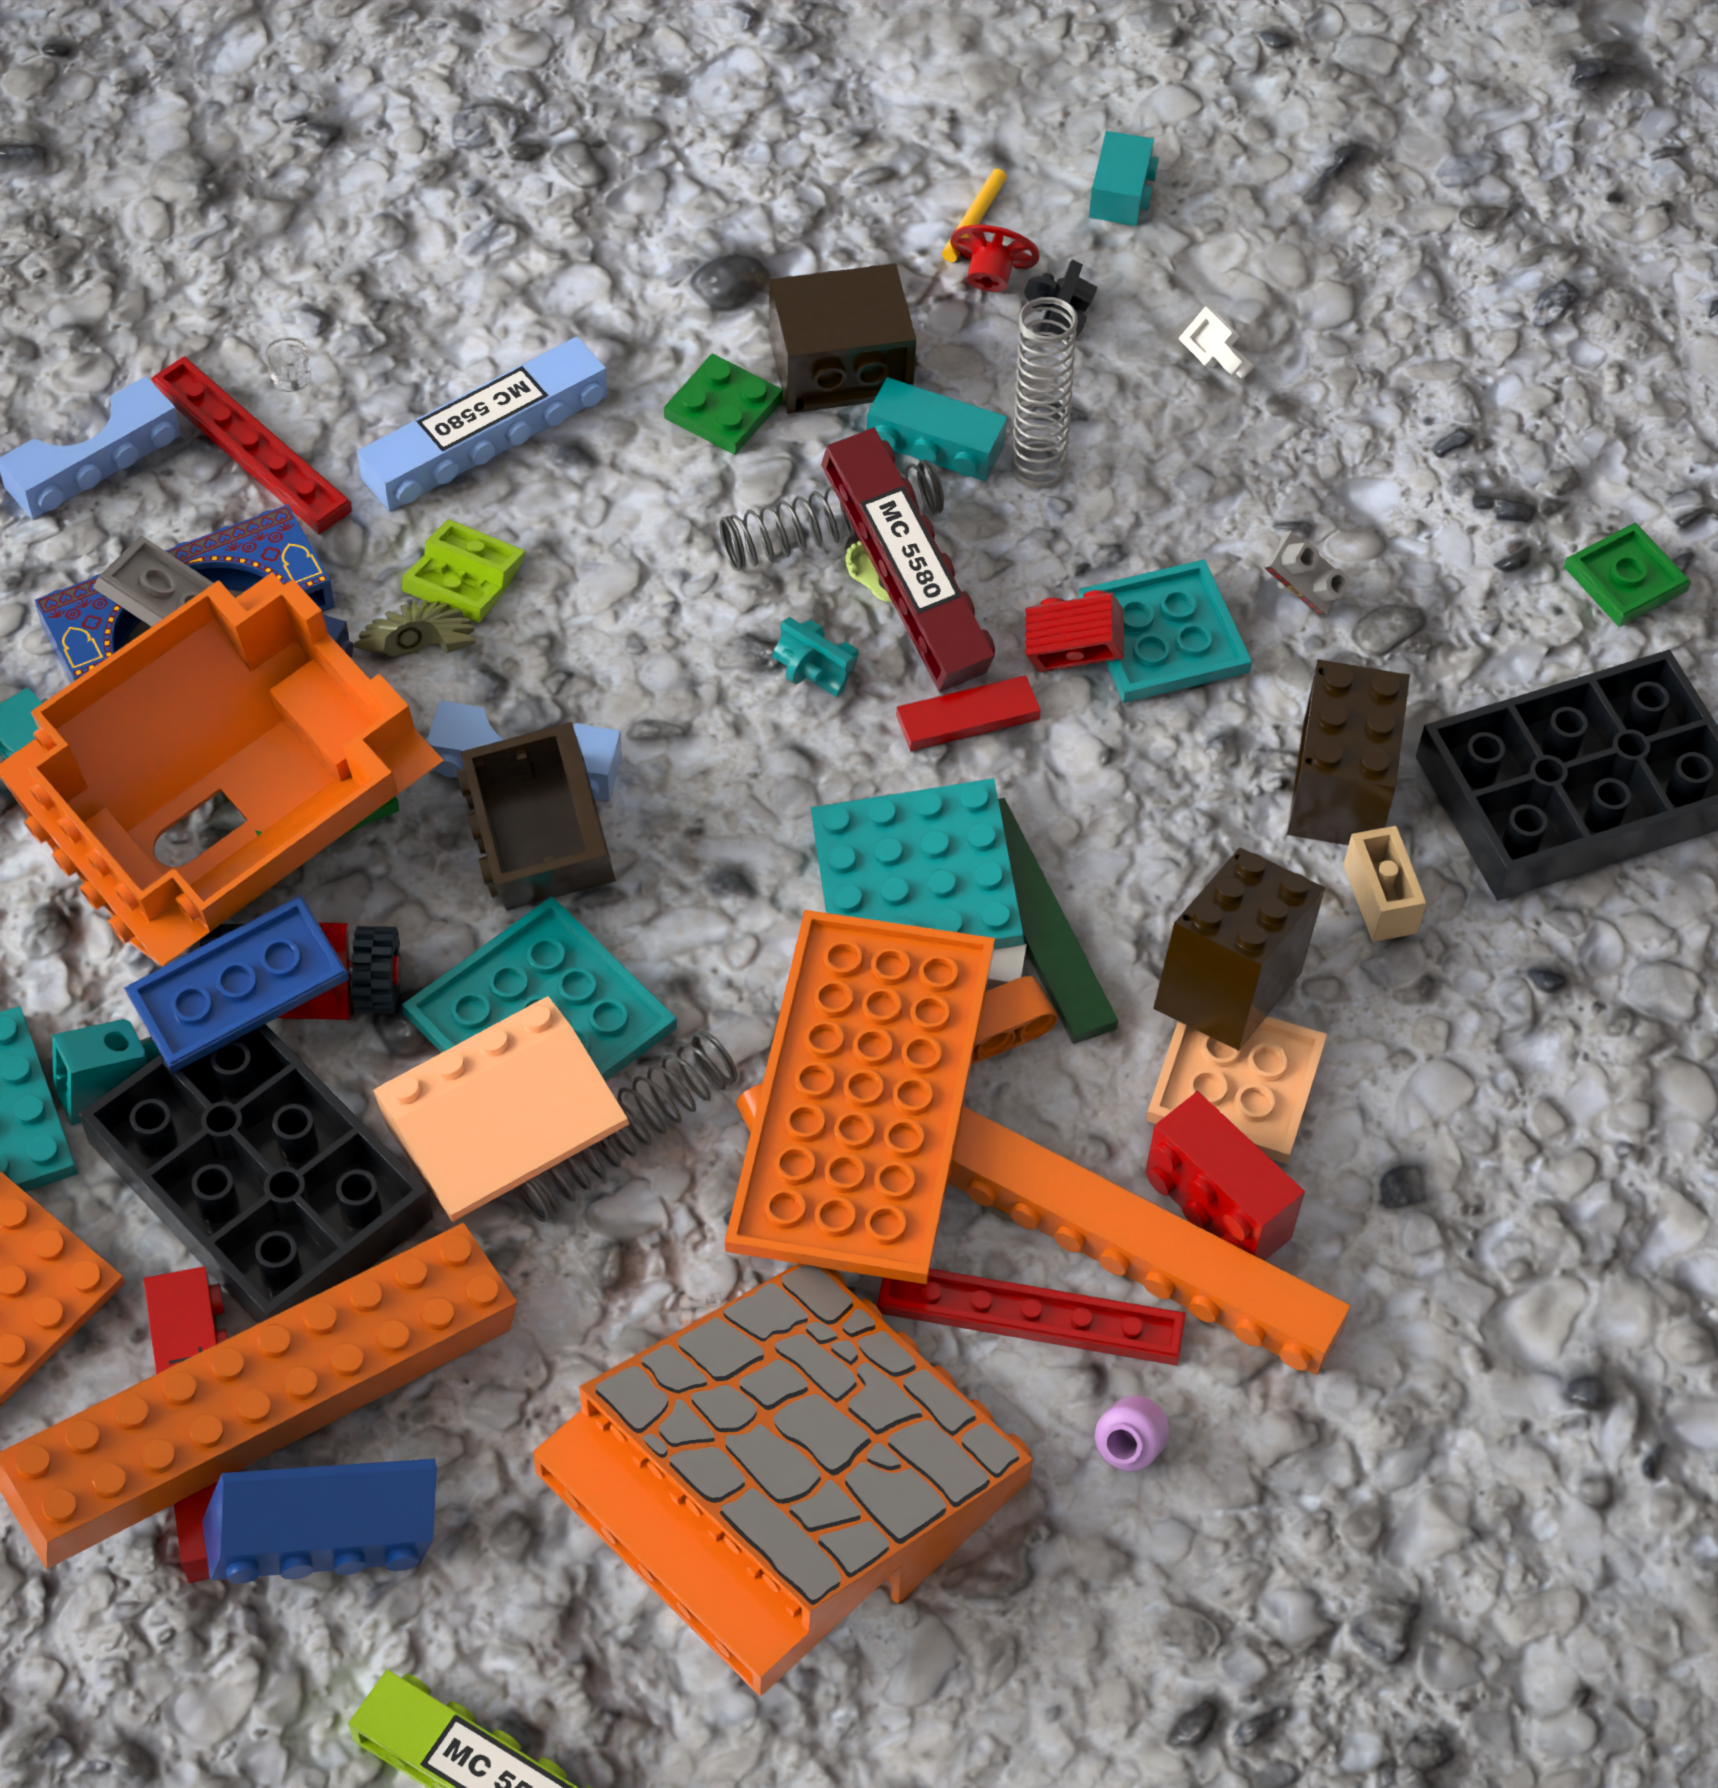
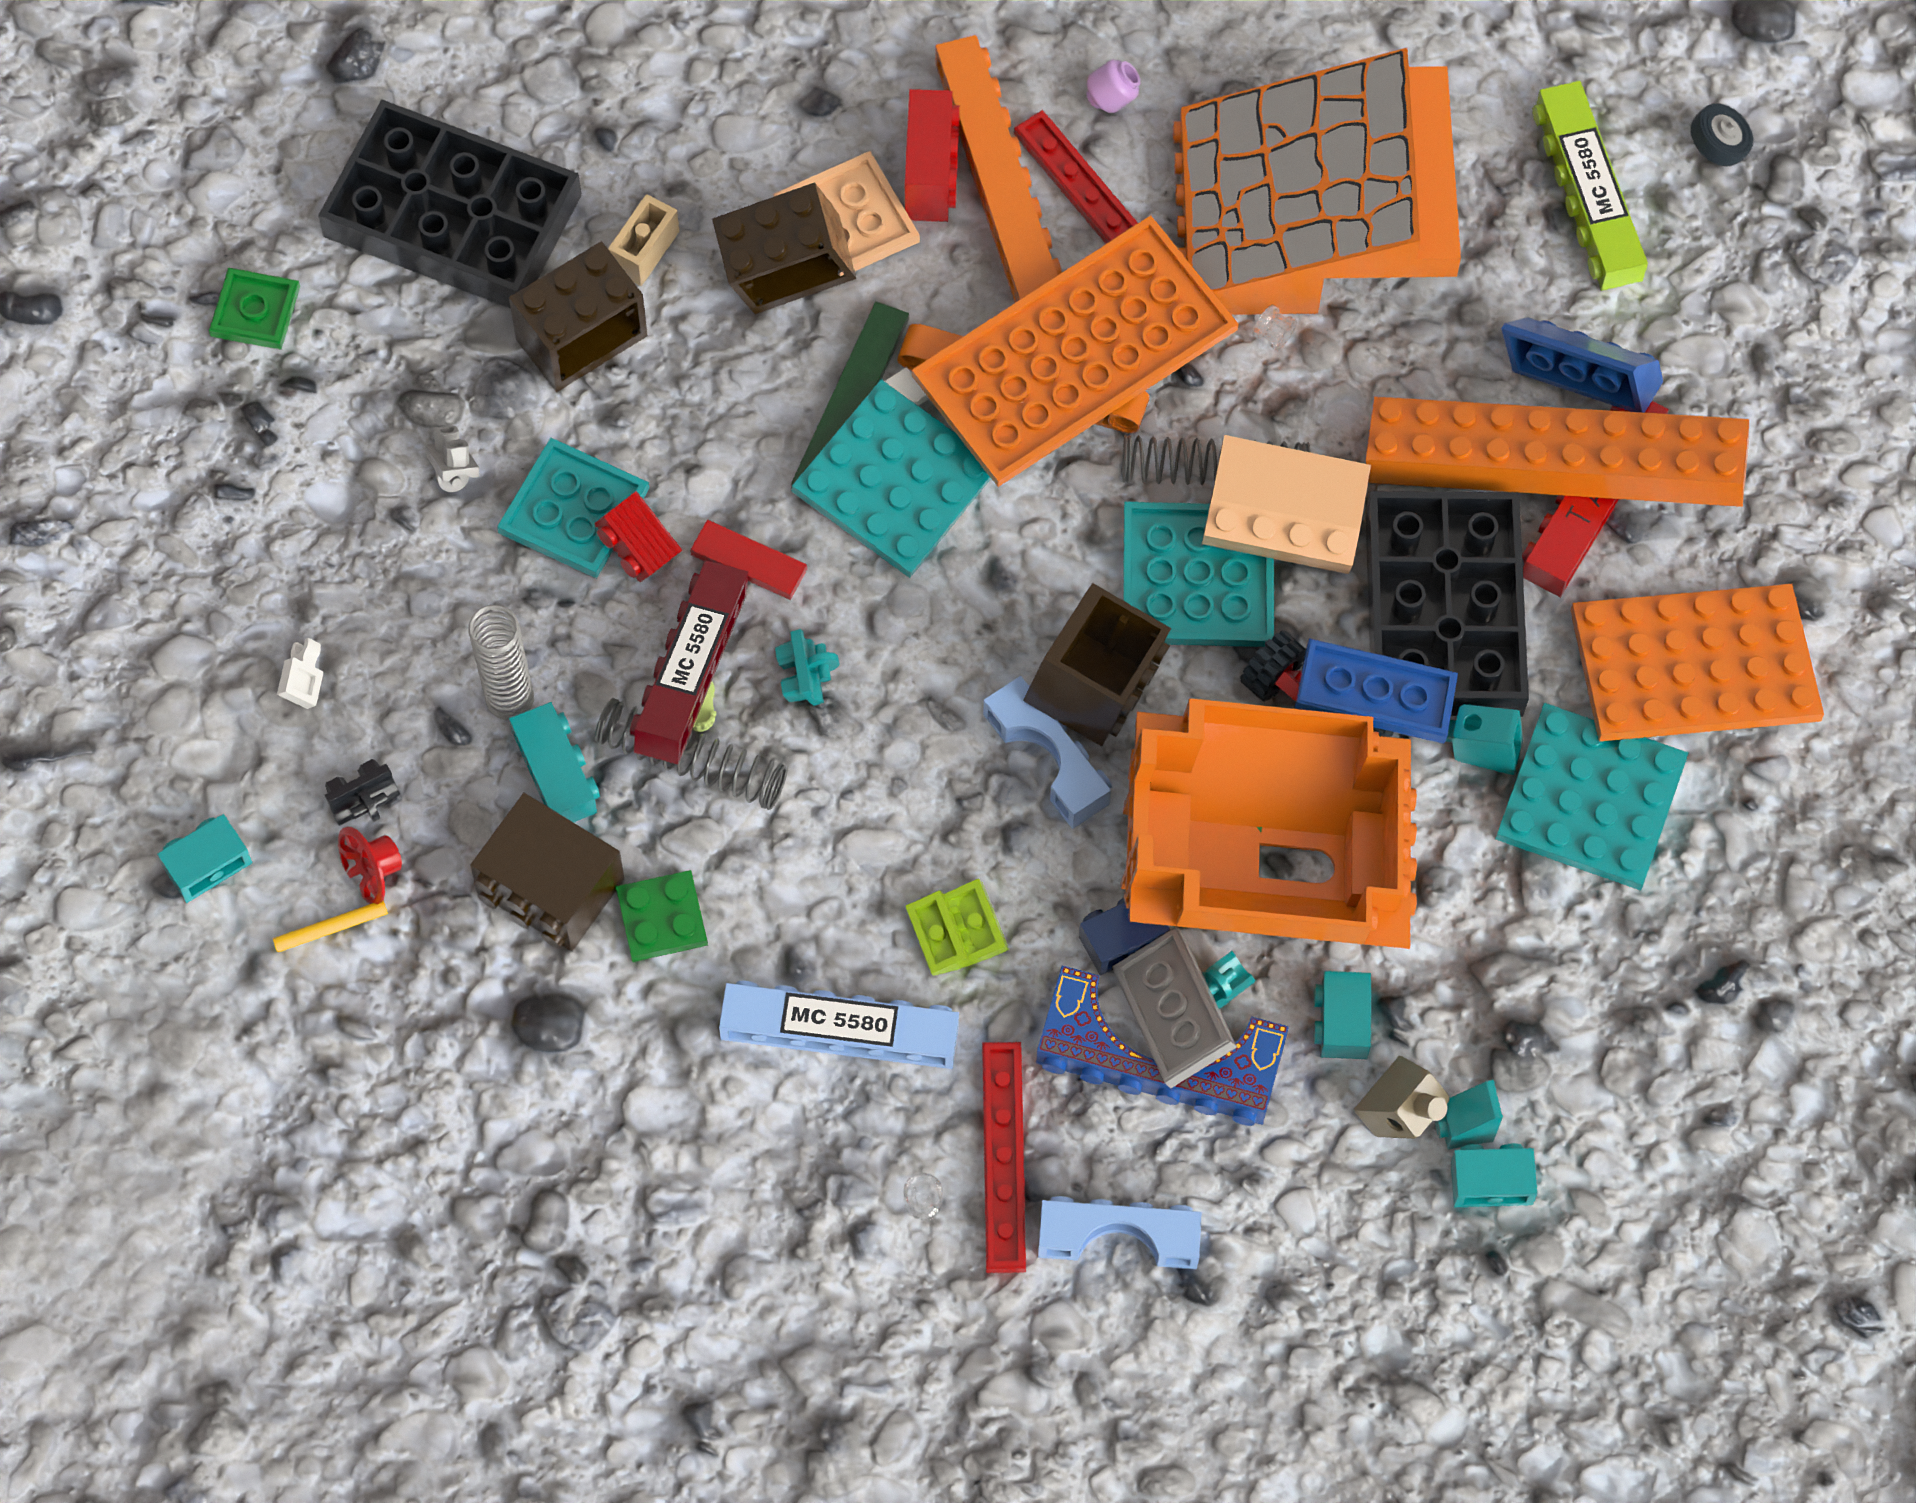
camera: 135 degrees left, 10 degrees up
(417, 629) = (1028, 905): olive hair -> none

